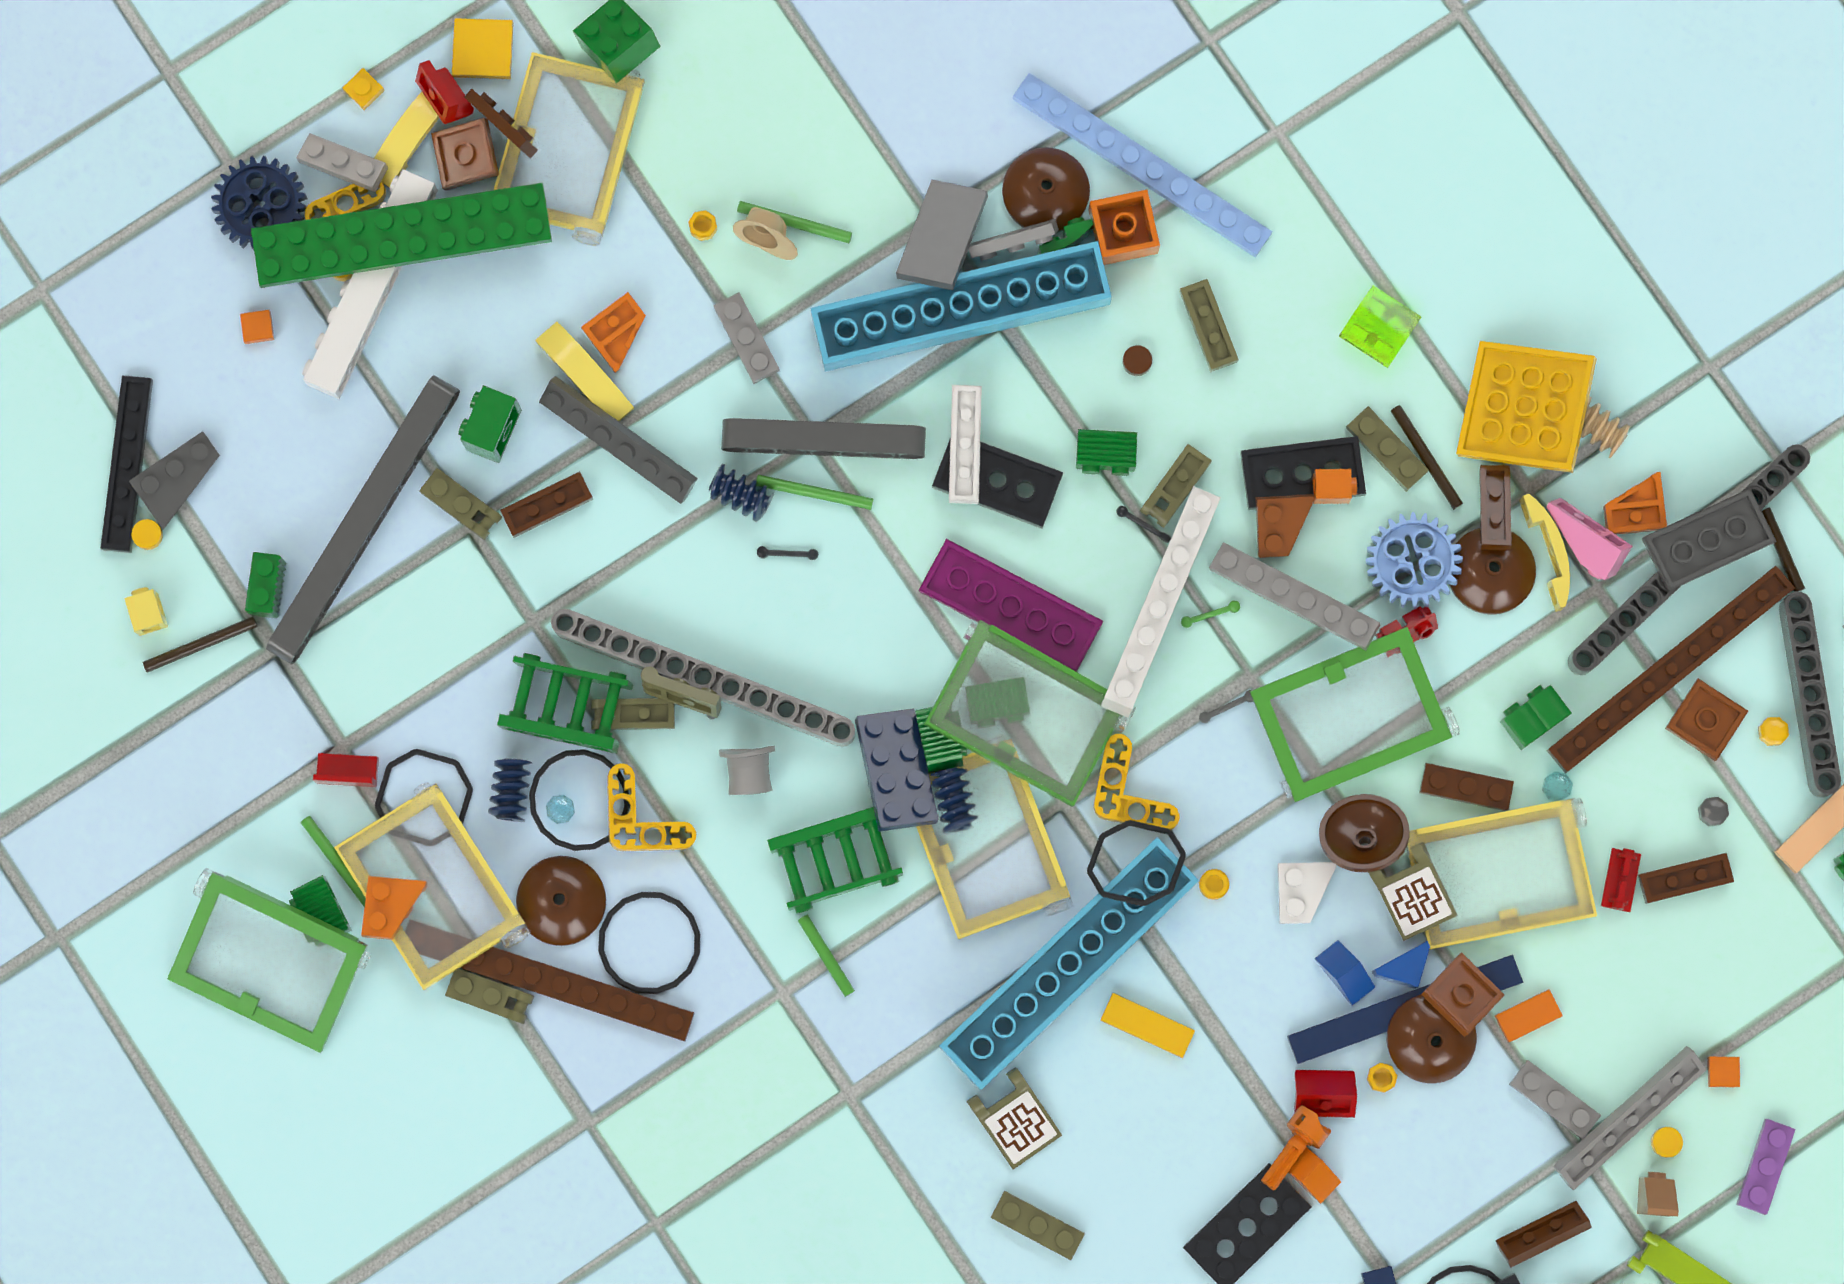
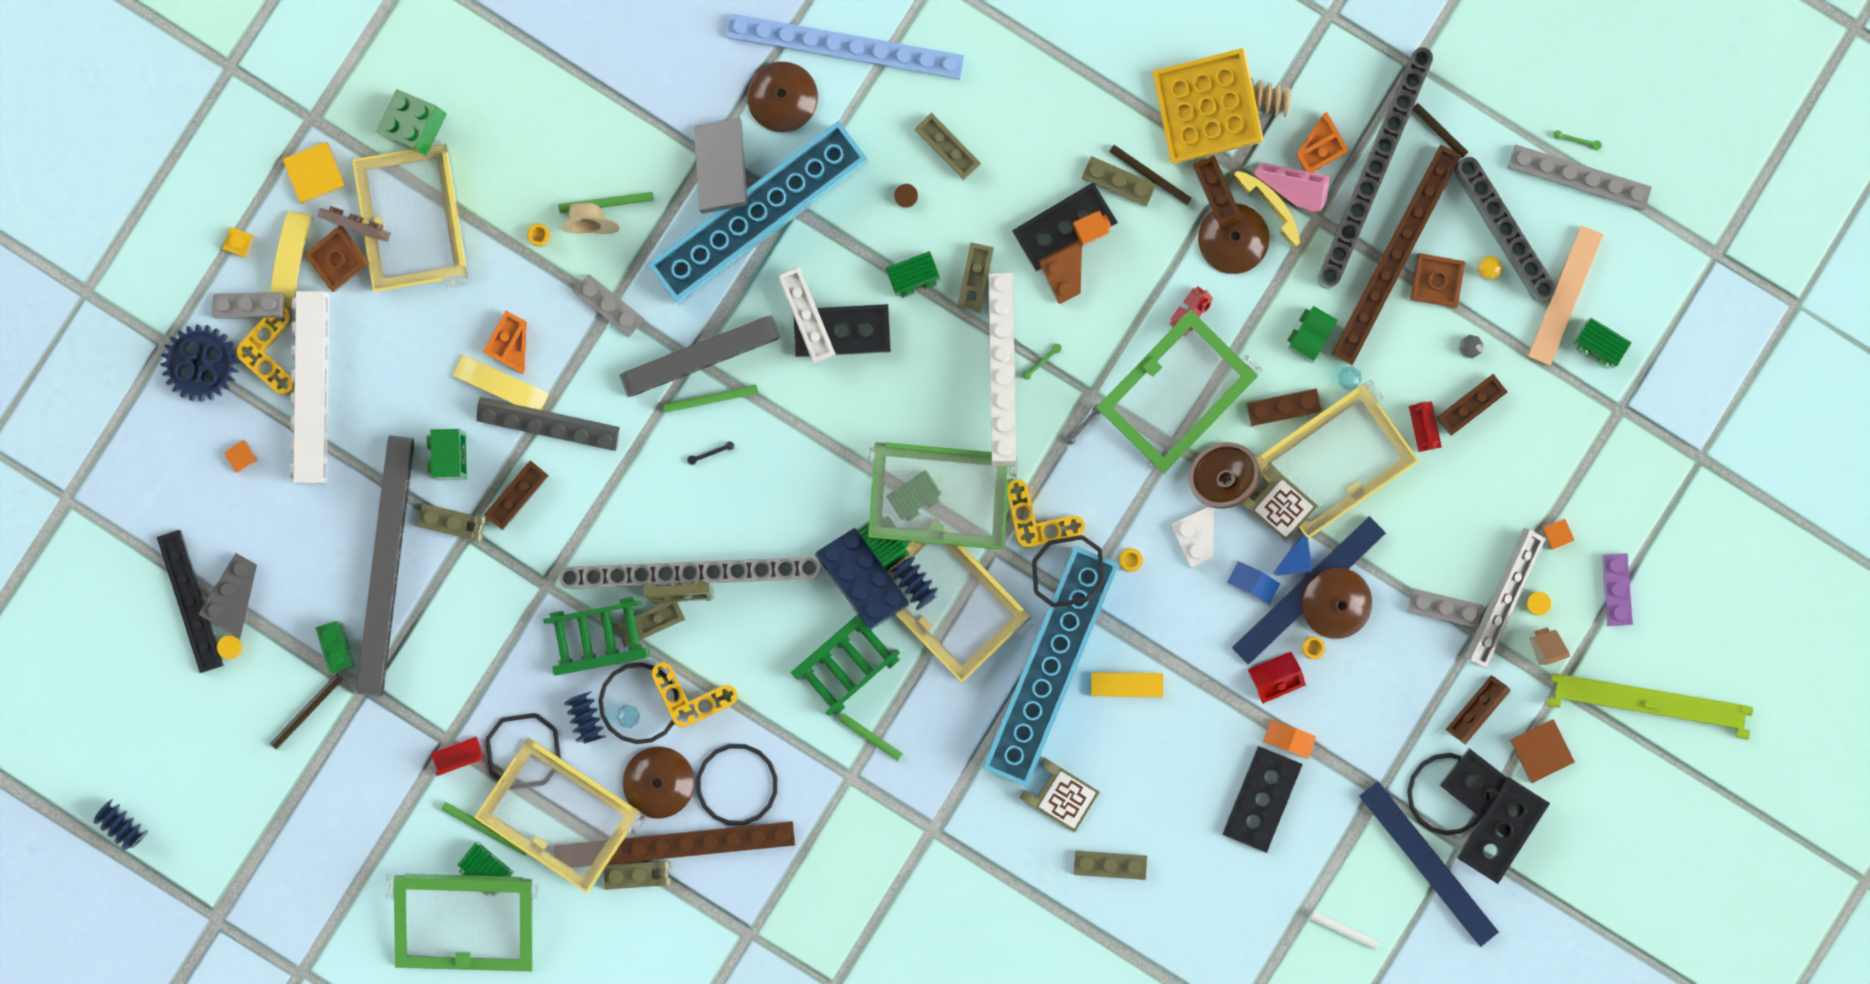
camera: 25 degrees left, 5 degrees up
(145, 611) = (255, 705): light yellow brick -> none
(388, 905) = (534, 843): orange wing -> none
(401, 235) = (317, 342): green plate -> none
(443, 93) = (299, 220): red panel -> none
(740, 493) = (656, 424): dark blue piece -> none
(748, 770) = (753, 627): light grey piece -> none
(1011, 604) = (892, 419): magenta tile -> none
(1013, 240) = (775, 146): light grey plate -> none
(1073, 234) = (817, 121): green slope -> none
(1122, 511) = (944, 313): black hinge -> none
(1124, 227) = (853, 100): orange brick -> none
(1294, 596) = (1098, 322): light grey plate -> none
(1305, 1133) = (1275, 712): orange piece -> none
(1380, 326) = (1074, 92): clear neon green slope -> none
(1439, 553) = (1190, 243): light blue gear -> none
(1462, 994) = (1346, 562): dark orange tile -> none
(1528, 1016) = (1400, 555): orange tile -> none
(1708, 540) = (1384, 148): dark grey tile -> none

